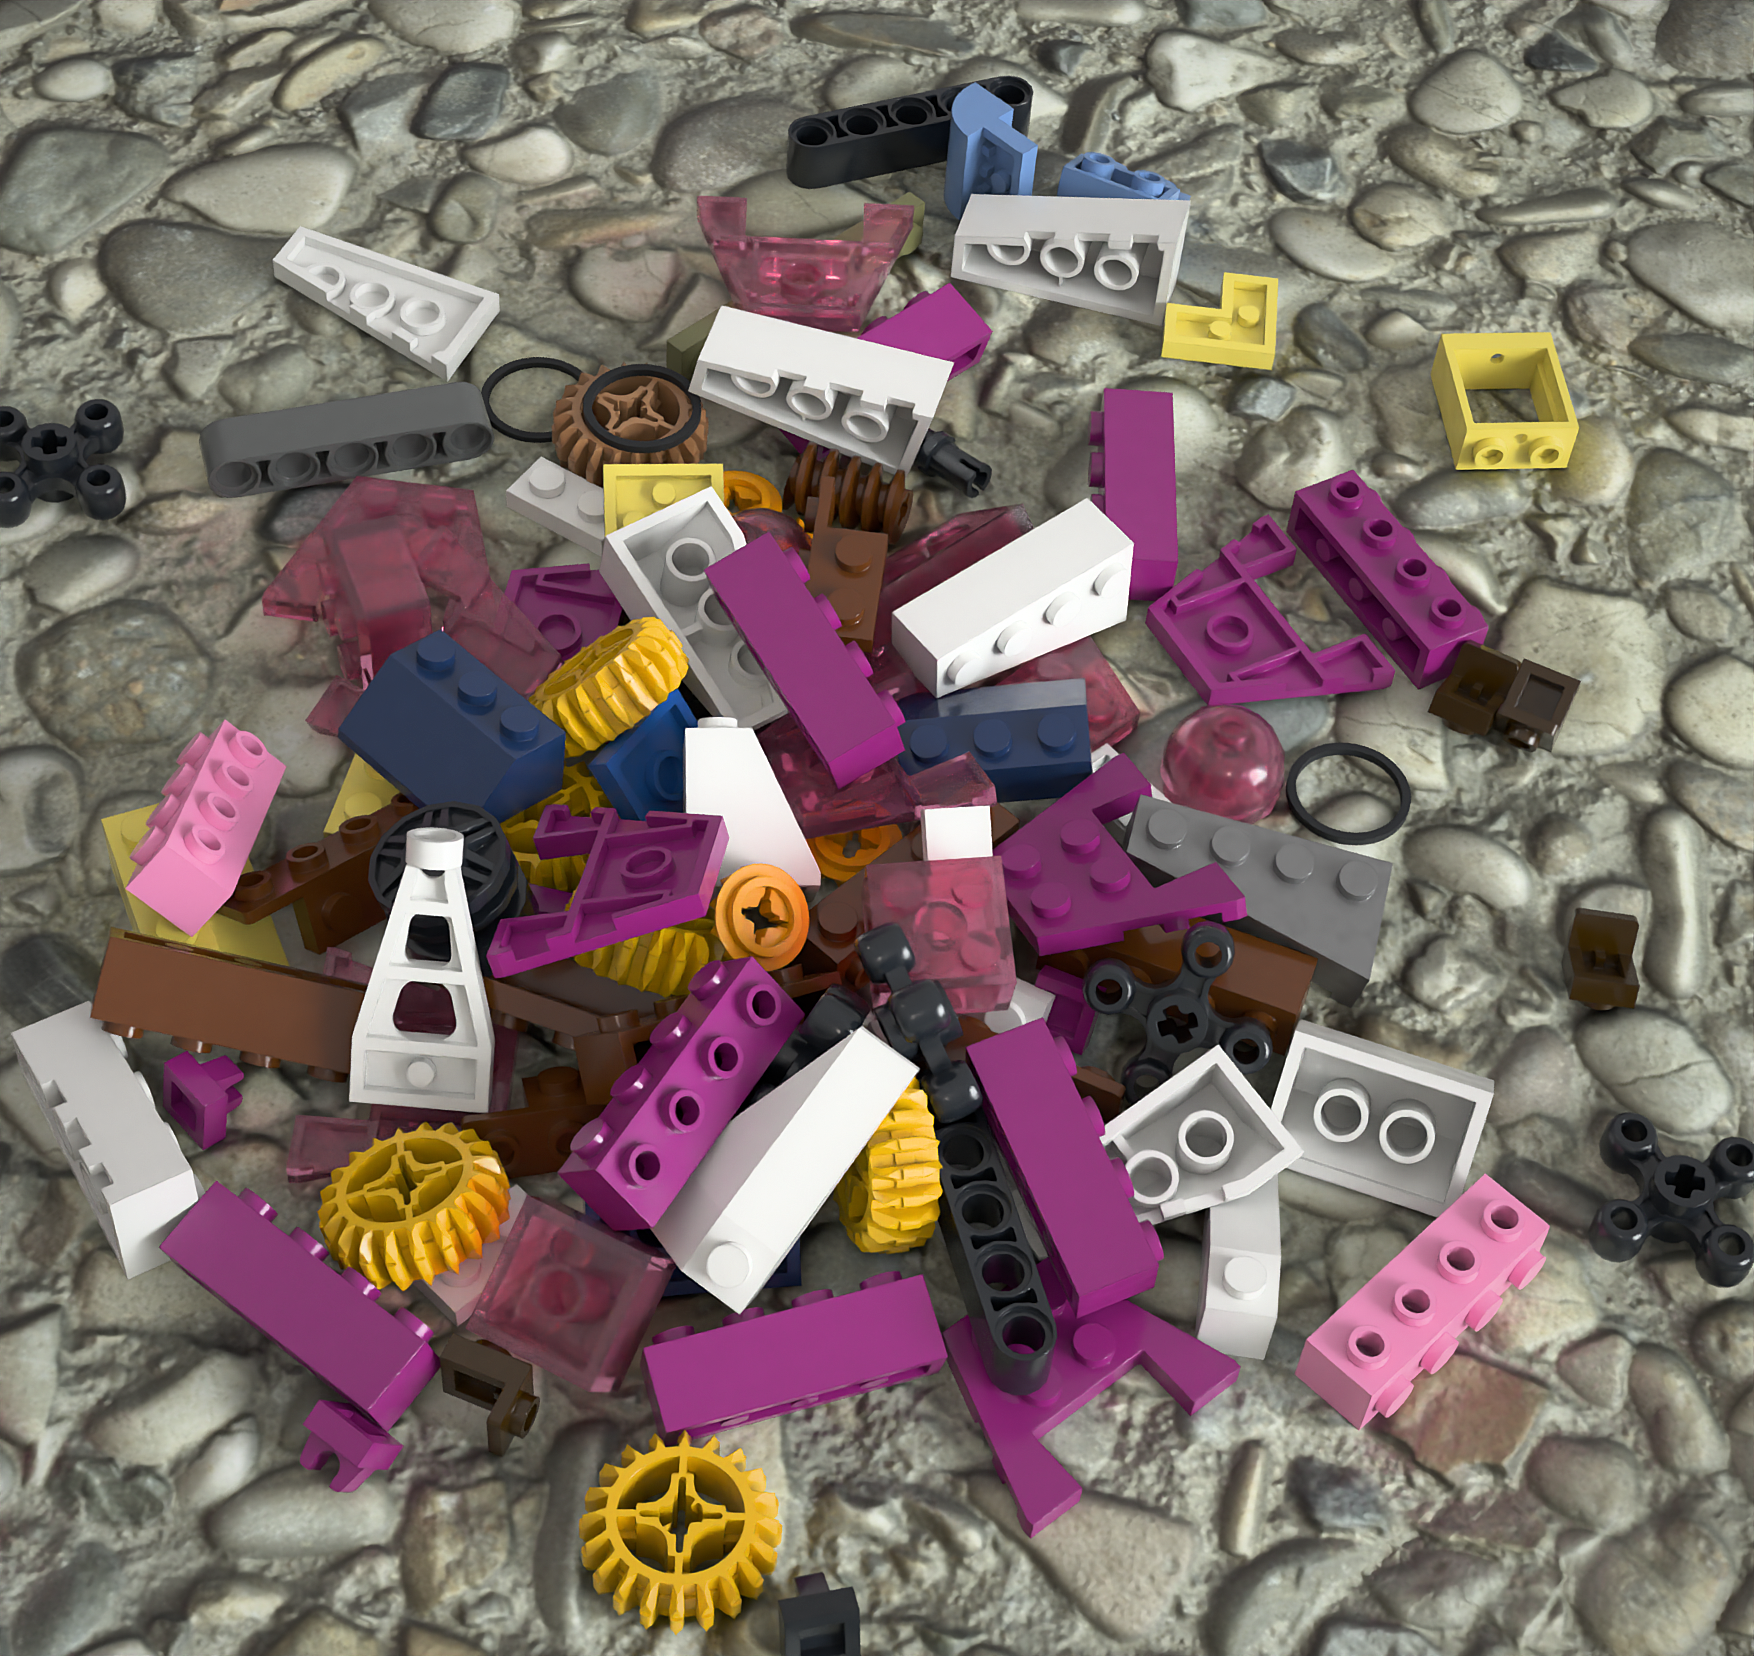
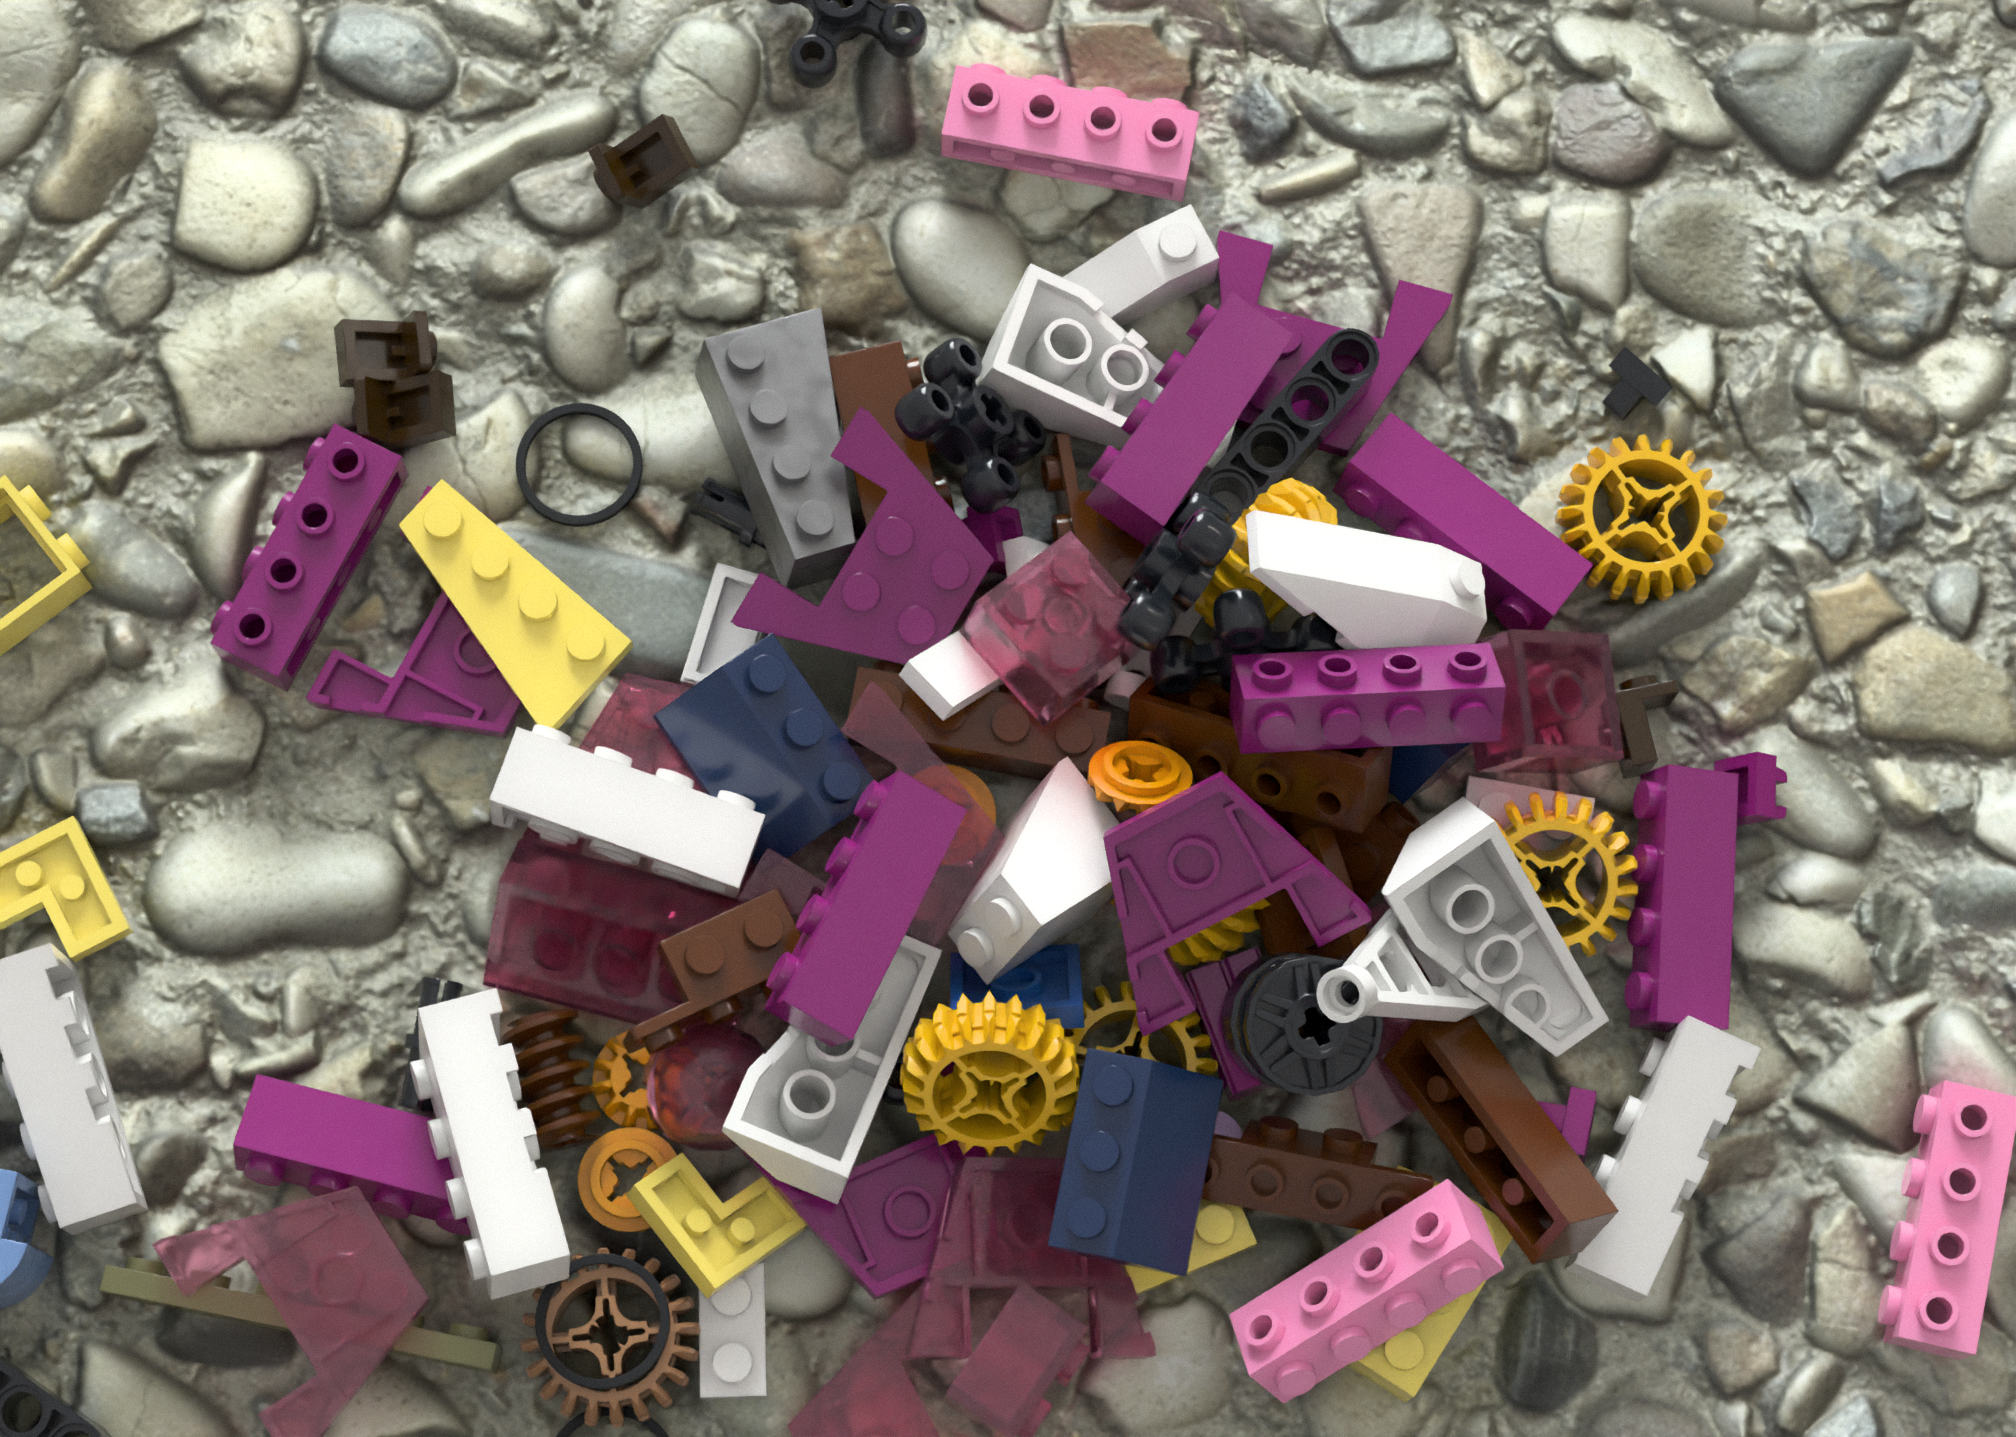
camera: 125 degrees left, 25 degrees up
(431, 1088) = (1484, 923): none -> white wedge
(1138, 482) = (367, 825): magenta brick -> none
(1224, 763) = (638, 571): clear pink cylinder -> none
(1248, 659) = (525, 618): none -> light yellow wing
(1380, 1118) = (922, 249): white slope -> none

